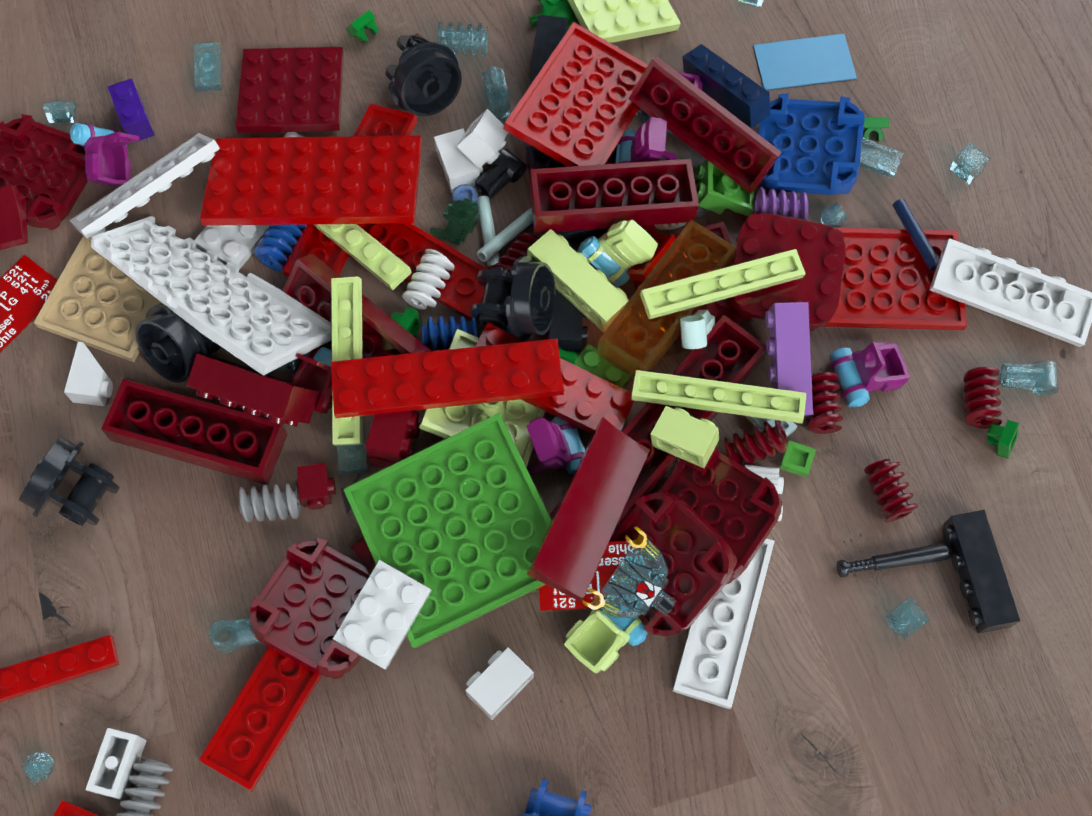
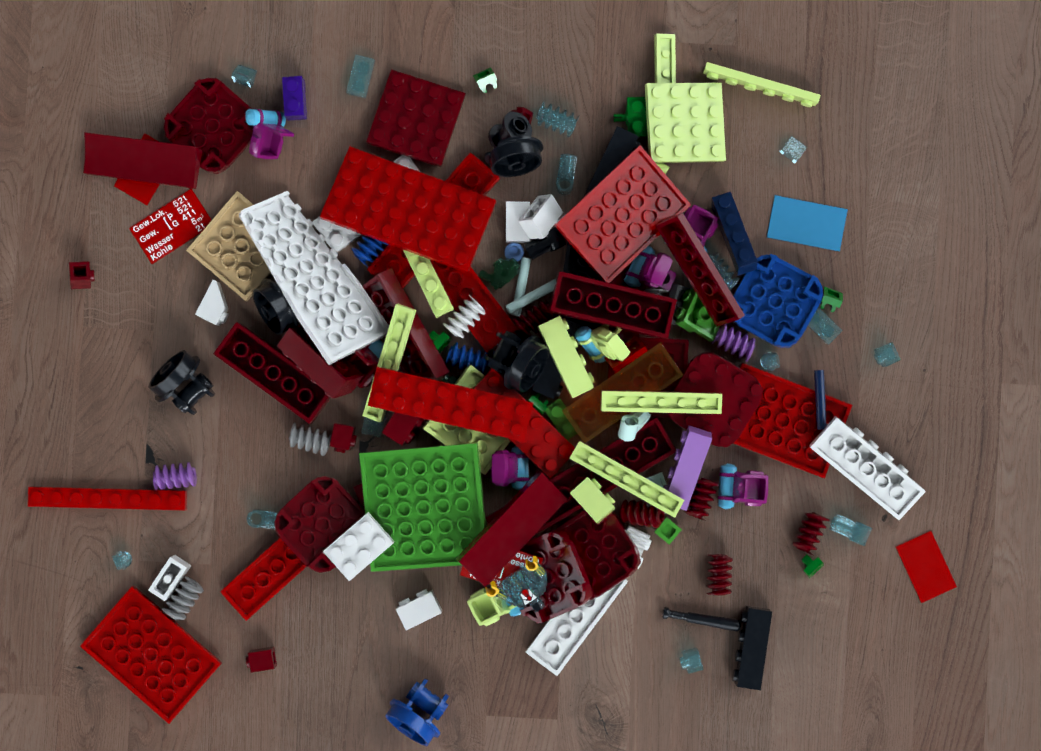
camera: 25 degrees right, 20 degrees up
(88, 617) = (174, 476): none -> medium lavender piece
(142, 186) = (288, 169): white plate -> none

